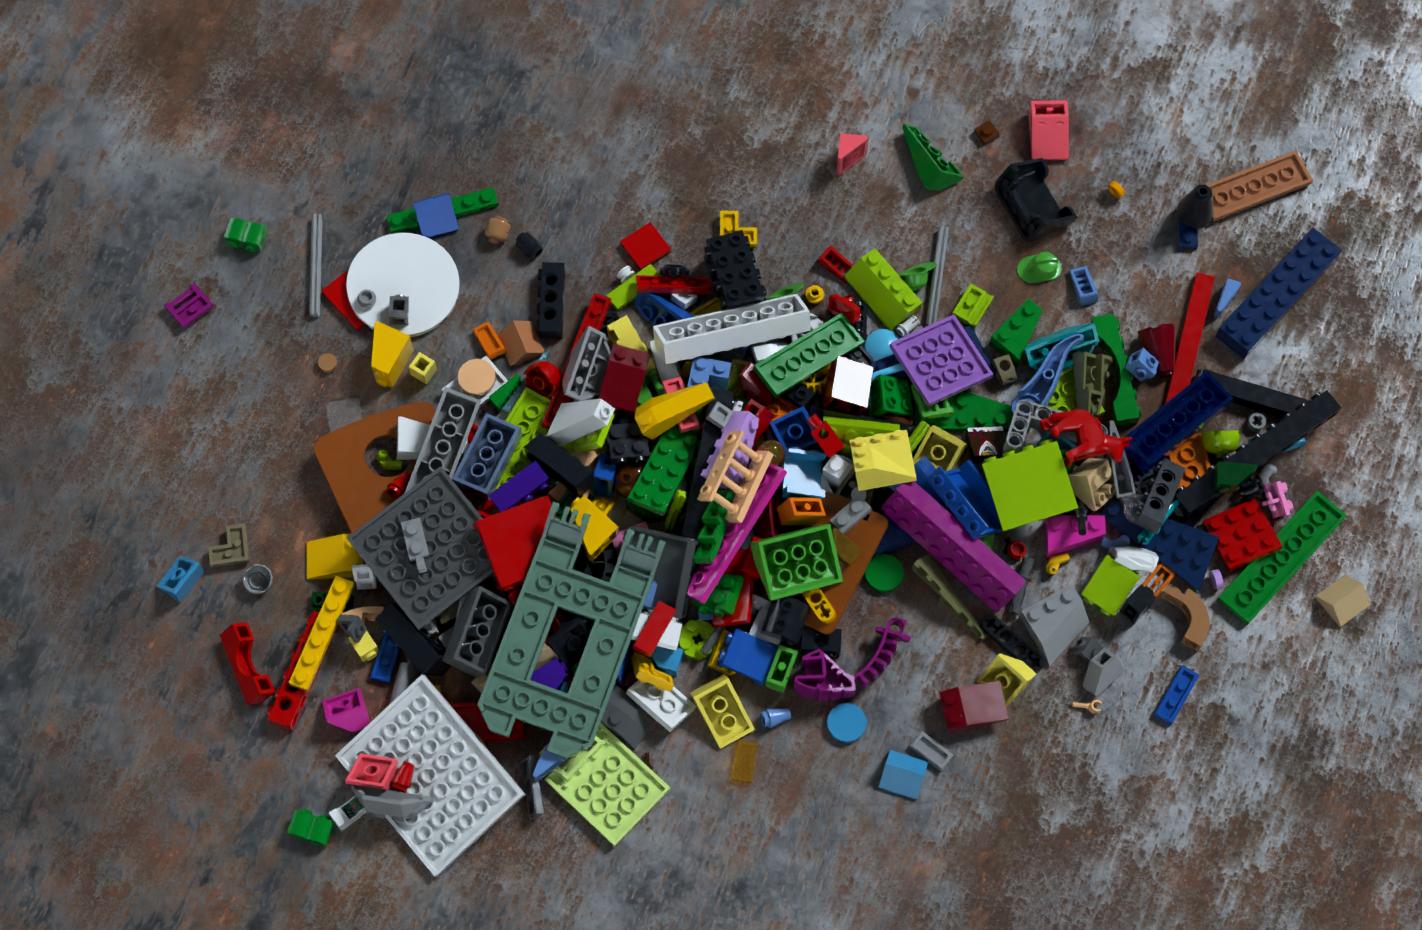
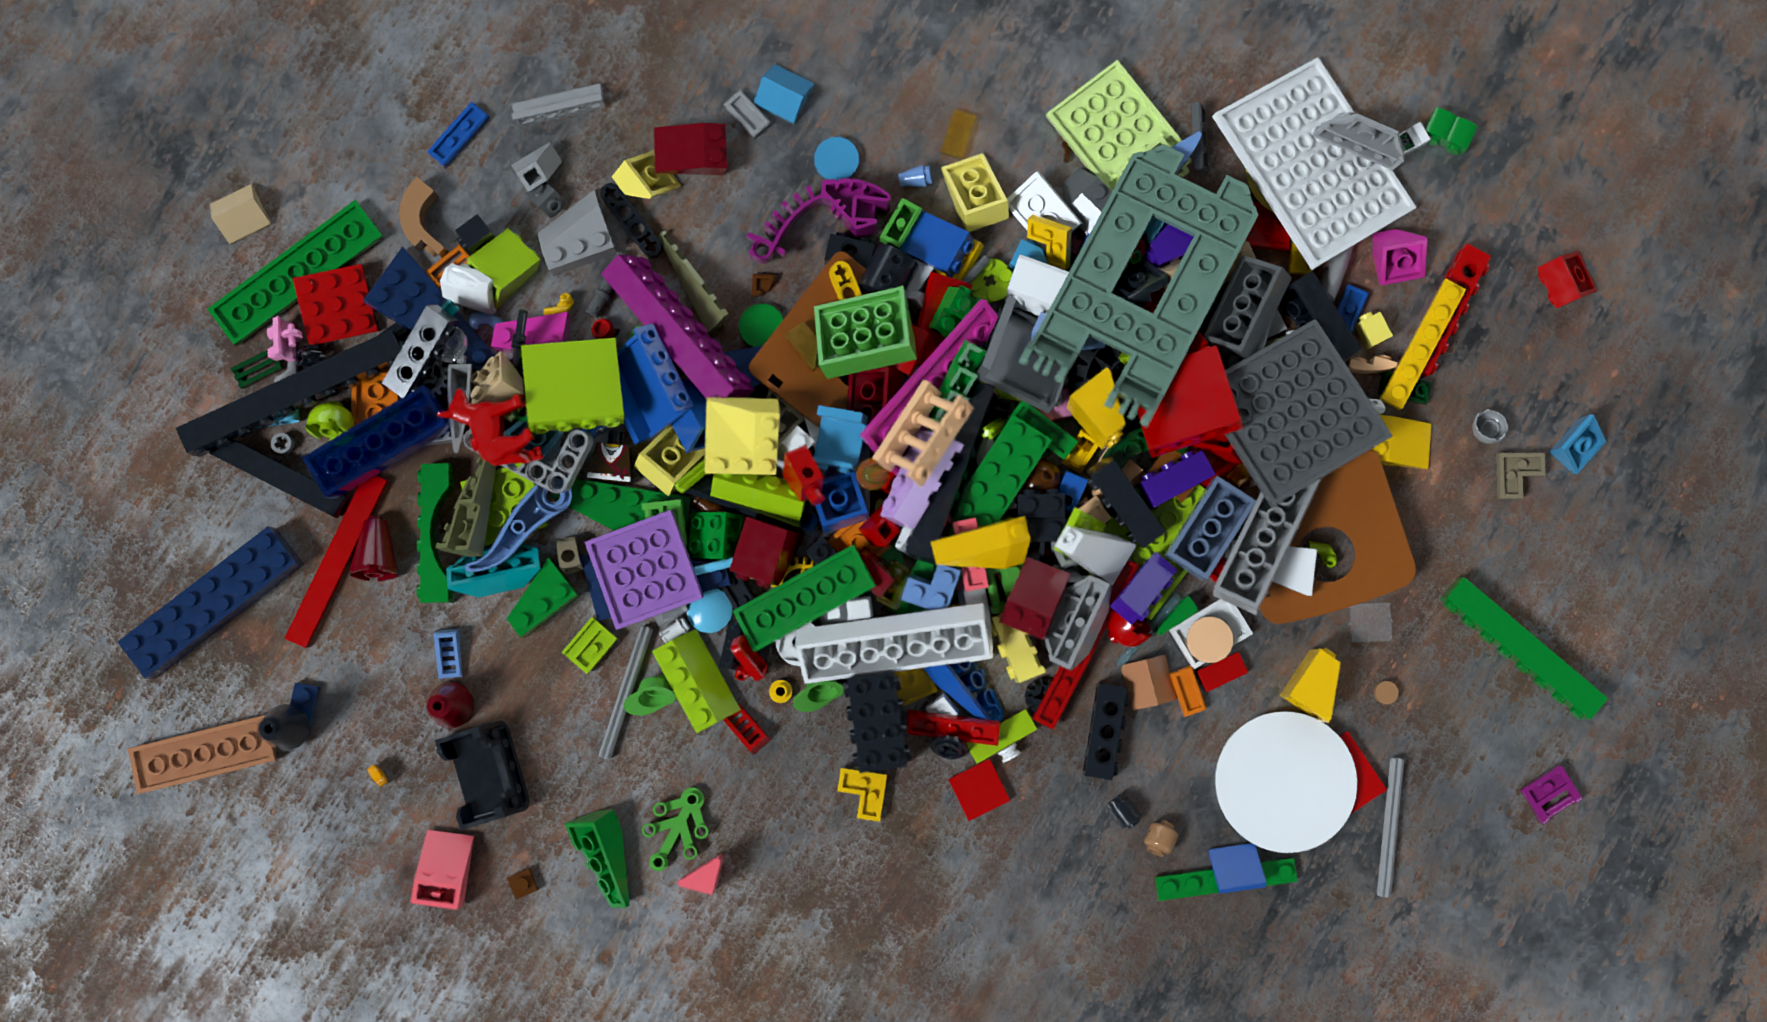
camera: 175 degrees left, 15 degrees up
(197, 713) = (1566, 279): none -> red slope
(218, 409) = (1523, 648): none -> green brick
(238, 644) = (1517, 348): red arch -> none
(245, 234) = (1476, 880): green brick -> none
(353, 626) = (1383, 339): dark grey bracket -> none
(366, 298) = (1334, 763): light grey plate -> none
(373, 772) = (1379, 170): coral slope -> none
(396, 316) = (1303, 736): flat silver brick -> none
(398, 486) = (1318, 509): red cone -> none
(403, 777) = (1346, 158): red cone -> none
(415, 542) = (1311, 415): light grey plate -> none
(422, 368) = (1273, 662): light yellow brick -> none
(457, 359) = (1222, 672): none -> red tile
(535, 401) = (1144, 589): none -> dark purple brick
(633, 514) = (1061, 442): none -> green plate
(654, 629) = (1042, 279): red tile -> none
(719, 415) = (928, 519): light grey plate -> none
(801, 511) = (849, 391): orange brick -> none
(852, 512) = (790, 384): light grey hinge -> none
(876, 188) = (677, 825): none -> bright green plant
(891, 608) = (762, 284): none -> reddish brown tile
(1039, 268) = (497, 686): bright green piece -> none
(1074, 245) = (450, 705): none -> dark red cone
(1090, 706) = (560, 137): light nougat hand -> none
(1096, 731) = (558, 105): none -> light grey fence
(1142, 365) = (401, 528): medium blue brick -> none
(1216, 579) = (379, 257): lavender tile -> none
(1228, 292) = (277, 608): medium blue slope -> none
(1230, 475) = (329, 359): dark green slope -> none
(1306, 468) = (249, 362): none -> dark green tile

